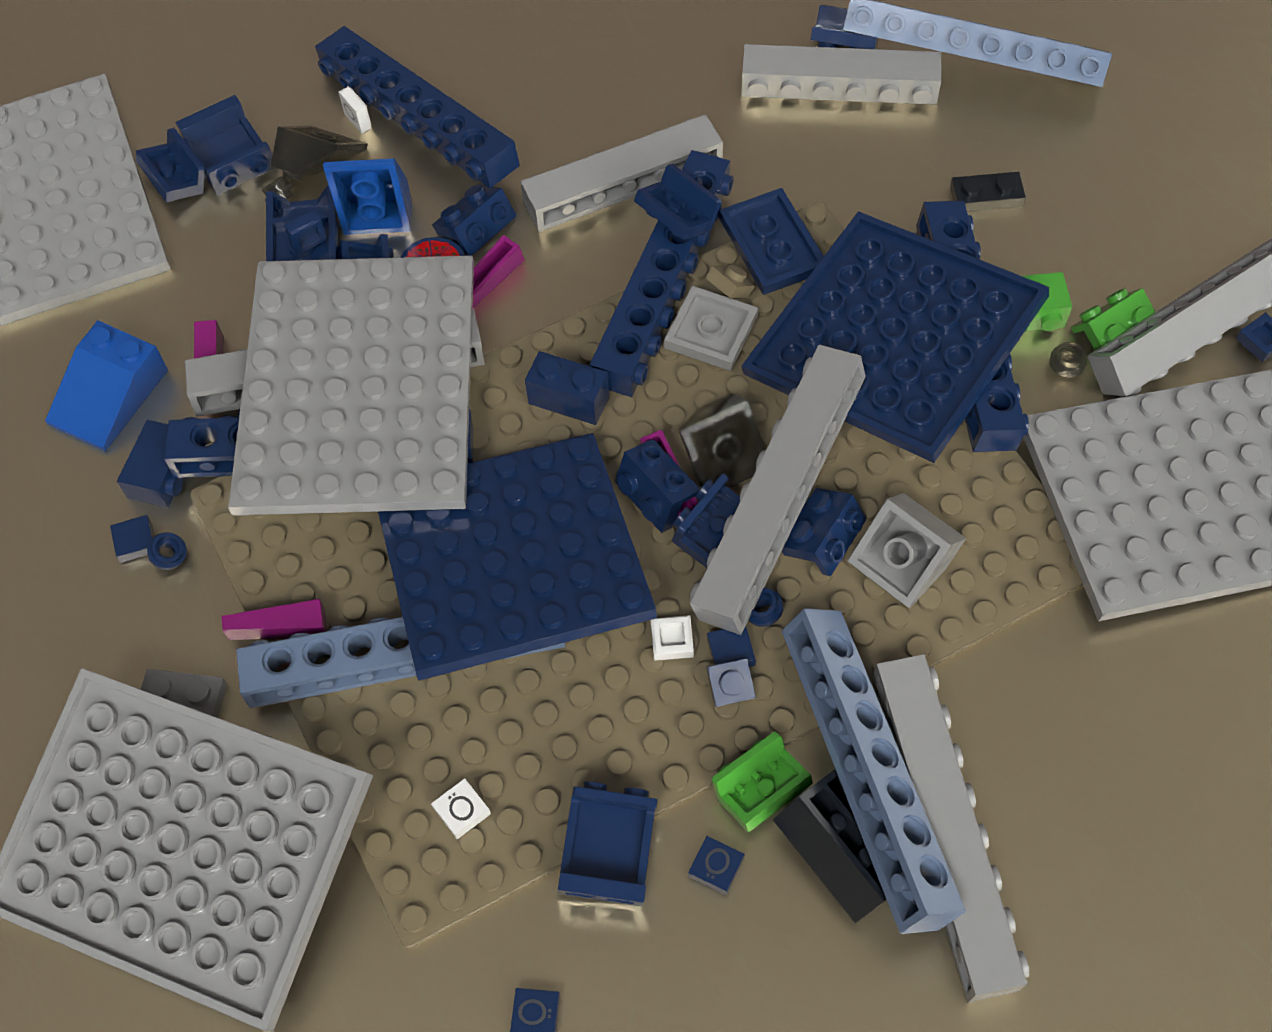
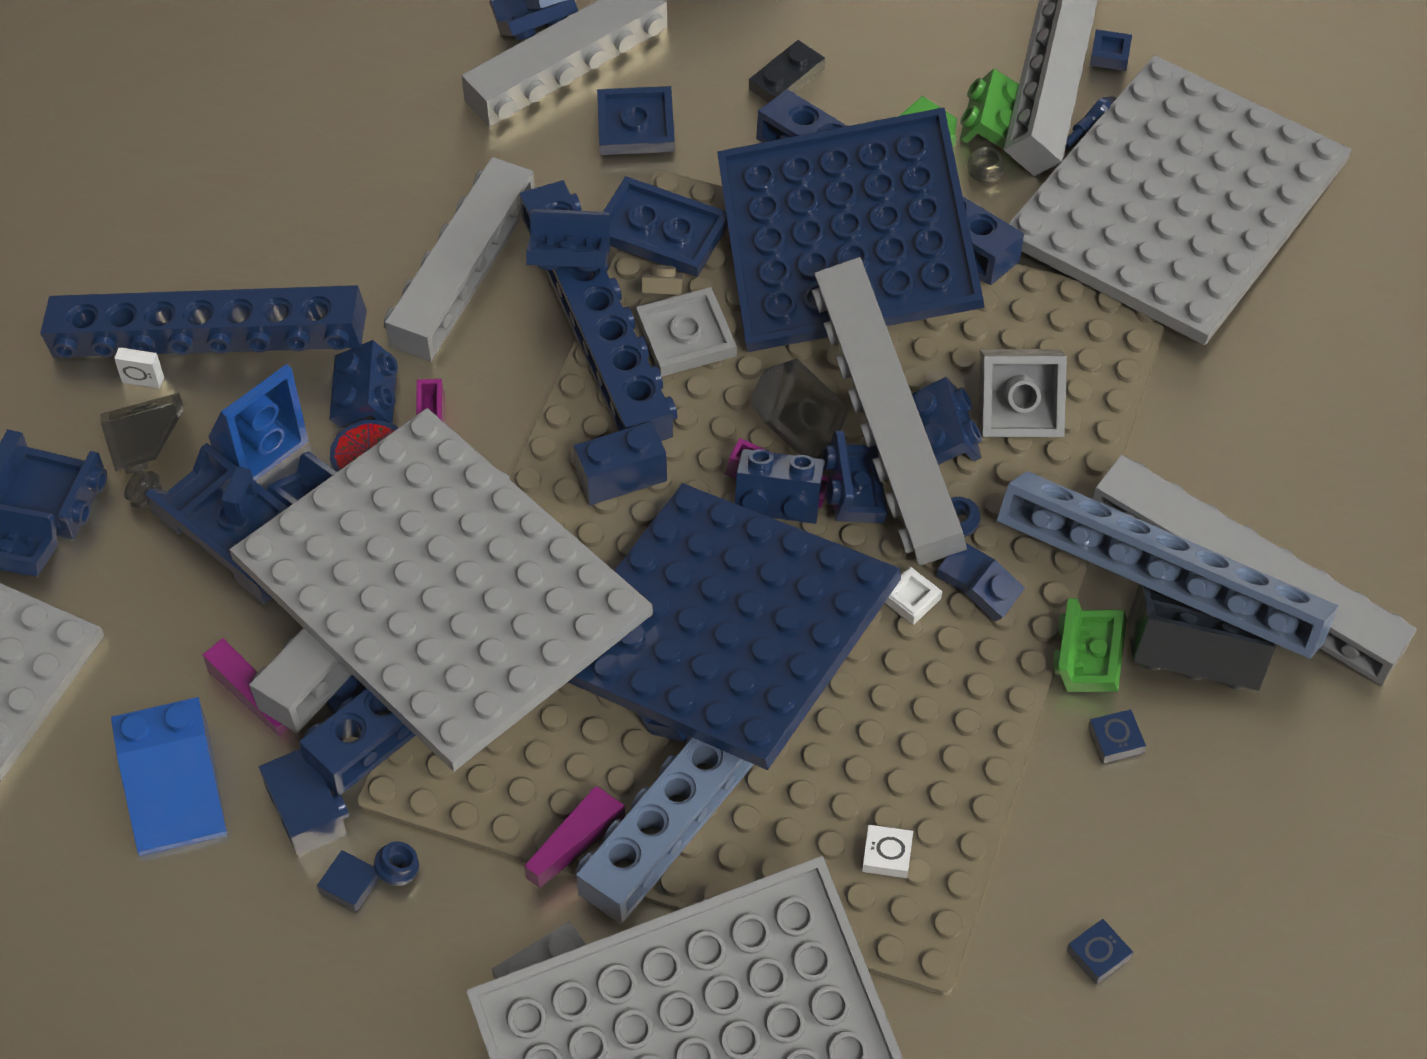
camera: 45 degrees left, 5 degrees down
(607, 844) = (1027, 783): dark blue panel -> none
(839, 155) = (635, 120): none -> dark blue plate
(1183, 380) = (1089, 120): none -> dark blue hand

